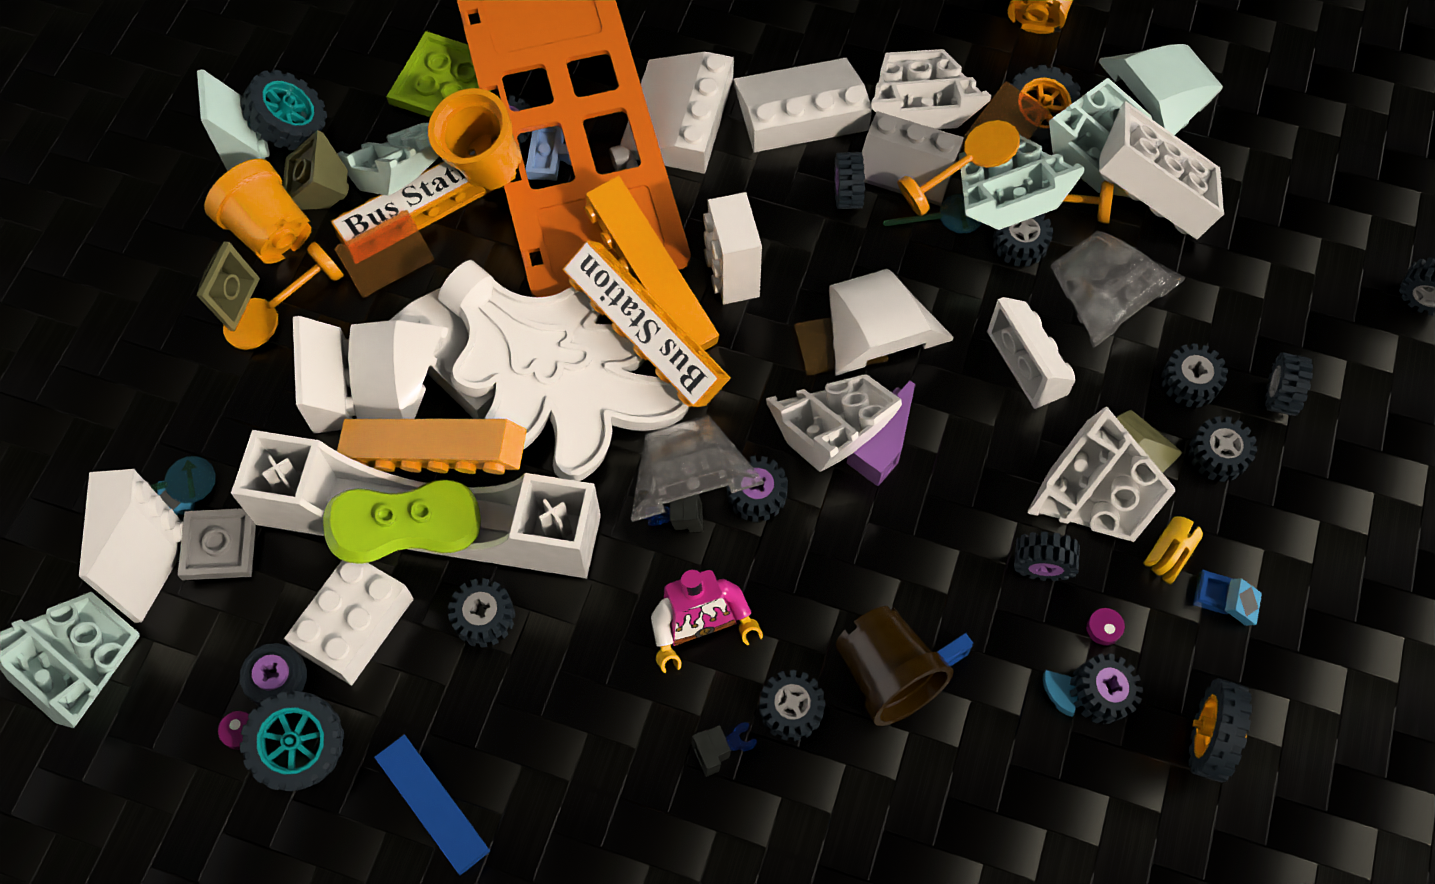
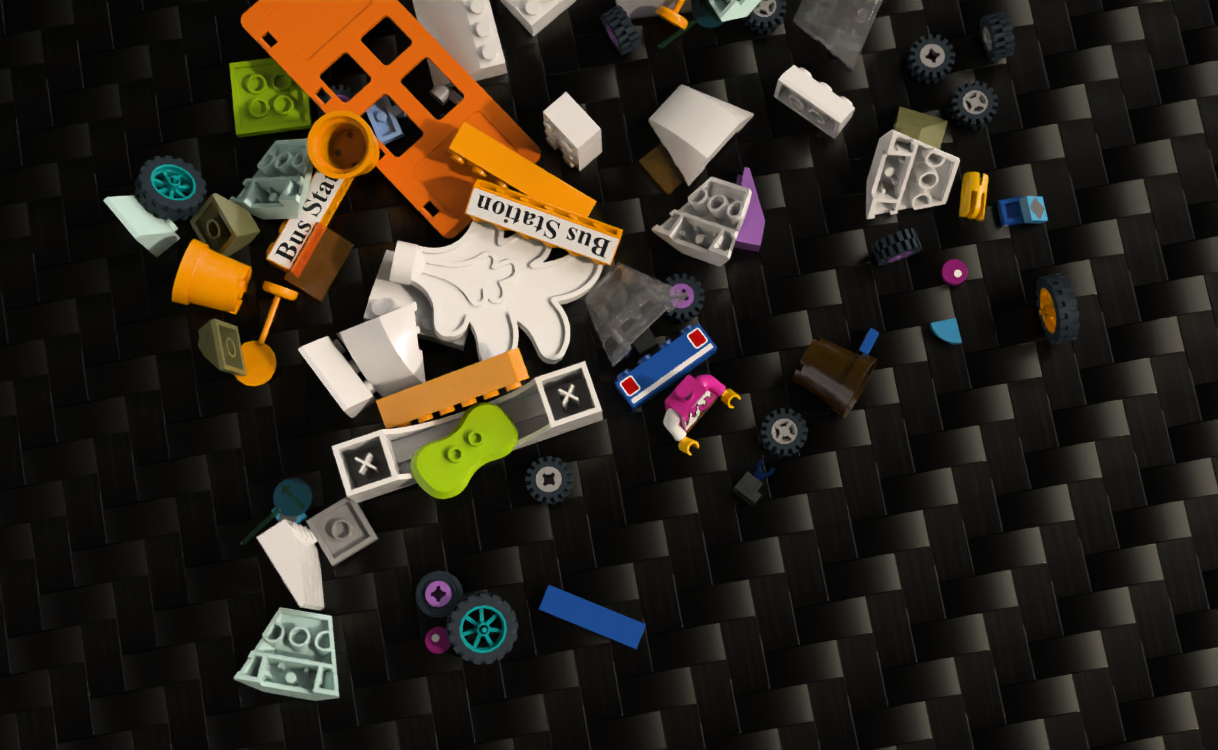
camera: 25 degrees left, 15 degrees up
(349, 619) = (466, 532): white brick -> none
(666, 556) = (665, 366): none -> blue brick
(1094, 695) = (967, 323): black wheel -> none

